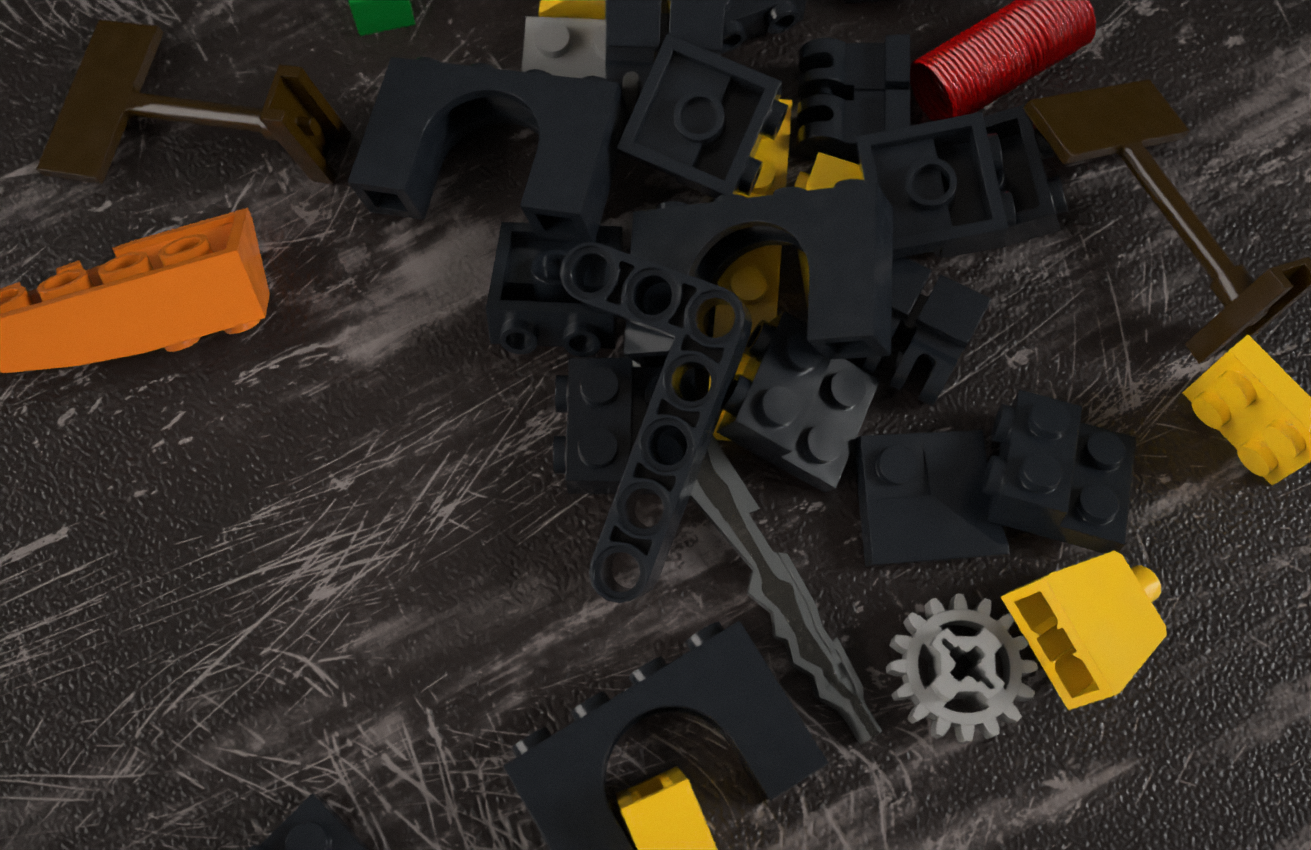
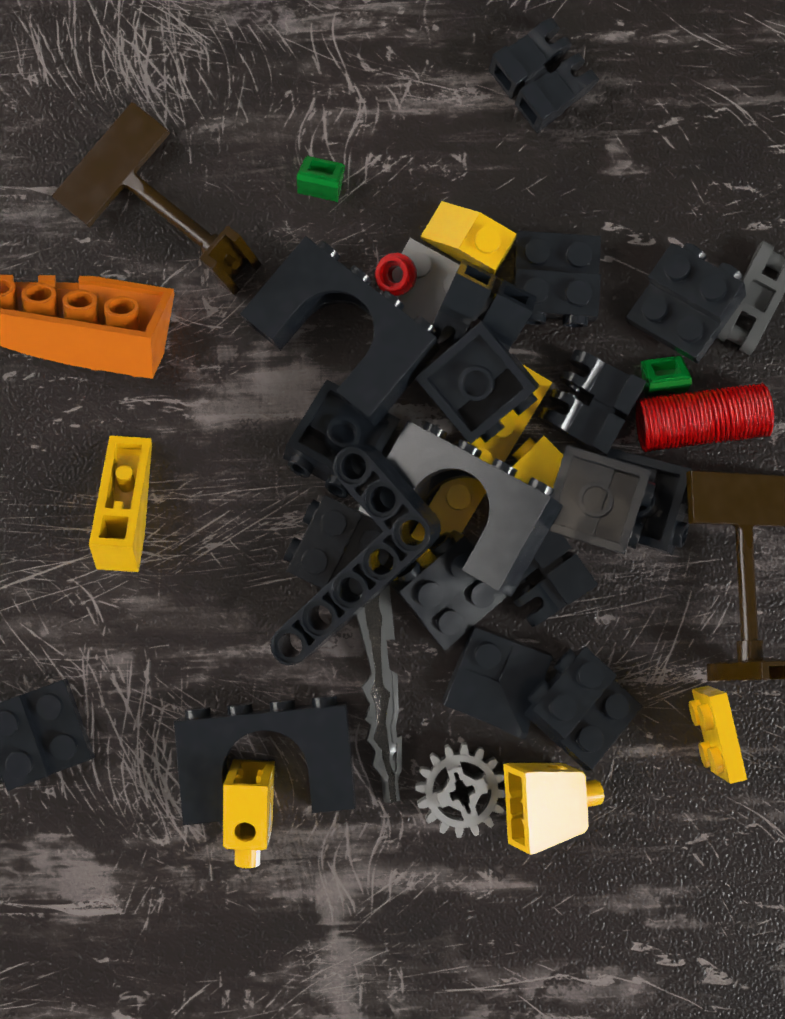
camera: 30 degrees right, 15 degrees up
(295, 509) = (122, 505): none -> yellow slope
(522, 40) = (384, 271): none -> red plate
(931, 29) = (665, 376): none -> green slope

